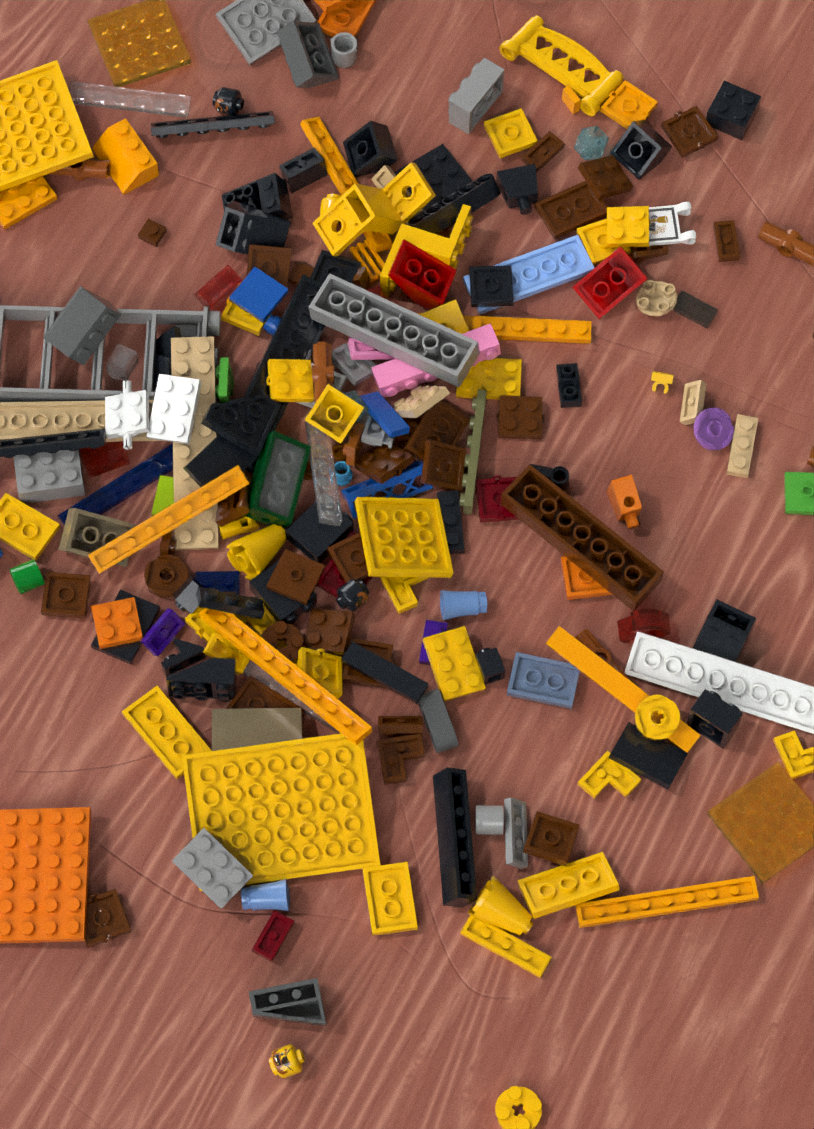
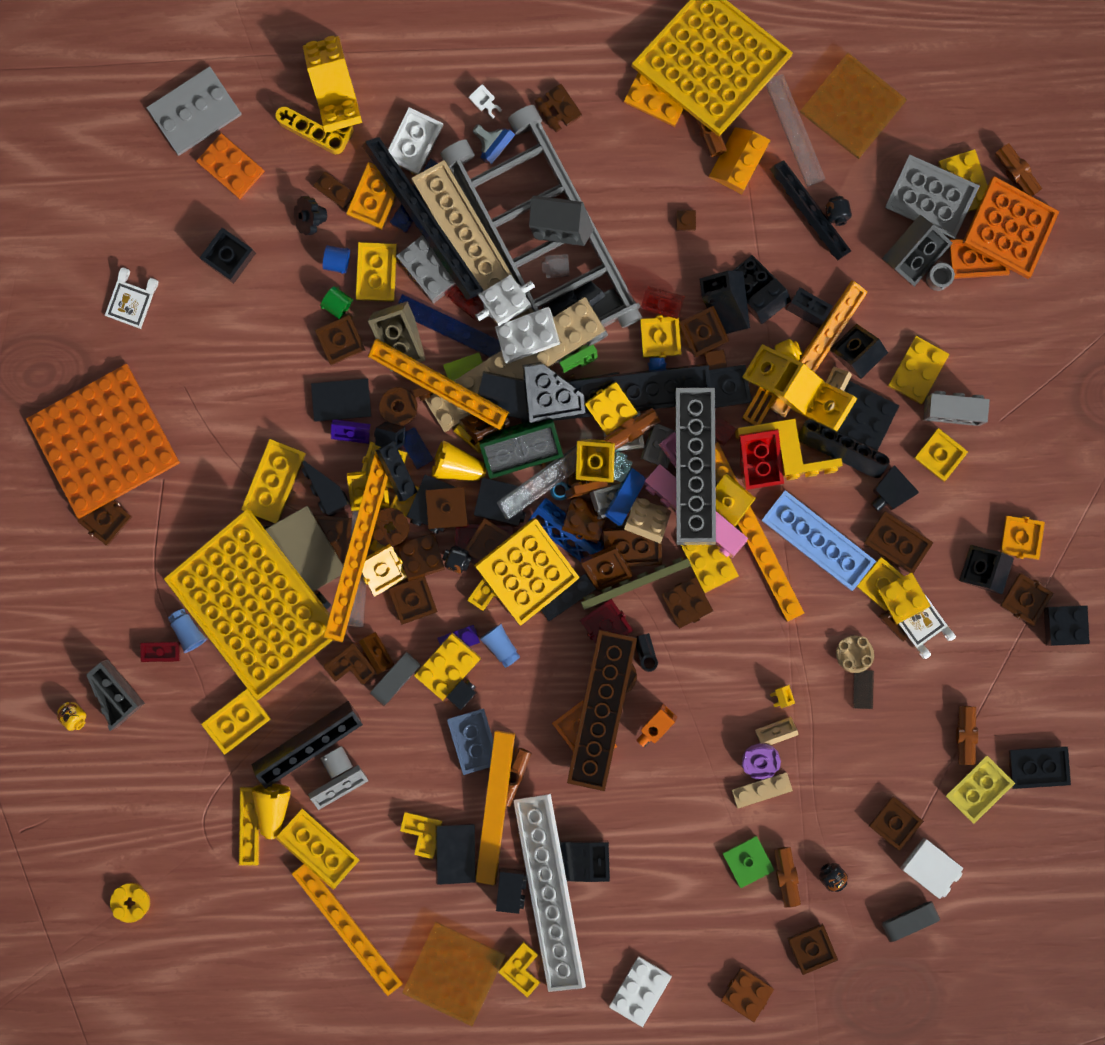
camera: 60 degrees right, 20 degrees up
(117, 623) = (337, 393): orange plate -> none
(187, 655) = (342, 460): black slope -> none
(212, 868) = (179, 580): light grey brick -> none
(258, 294) = (673, 339): blue tile -> none
(361, 278) = (736, 411): reddish brown tile -> none
(385, 672) = (408, 619): black tile -> none
(419, 113) = (918, 370): none -> yellow plate
(491, 286) = (787, 517): black tile -> none
(543, 151) = (938, 490): reddish brown plate -> none
(551, 838) = (348, 816): reddish brown plate -> none
(568, 385) = (737, 625): black slope -> none
(571, 99) = (1000, 487): light orange tile -> none
(591, 143) = (966, 526): clear light blue brick -> none
(592, 92) = (1019, 501): yellow piece -> none
(605, 177) = (942, 554): reddish brown plate -> none
(610, 282) = (847, 611): red slope -> none
(646, 621) = (560, 795): clear red brick -> none
(667, 724) = (486, 857): yellow plate -> none
(726, 241) = (940, 683): reddish brown plate -> none

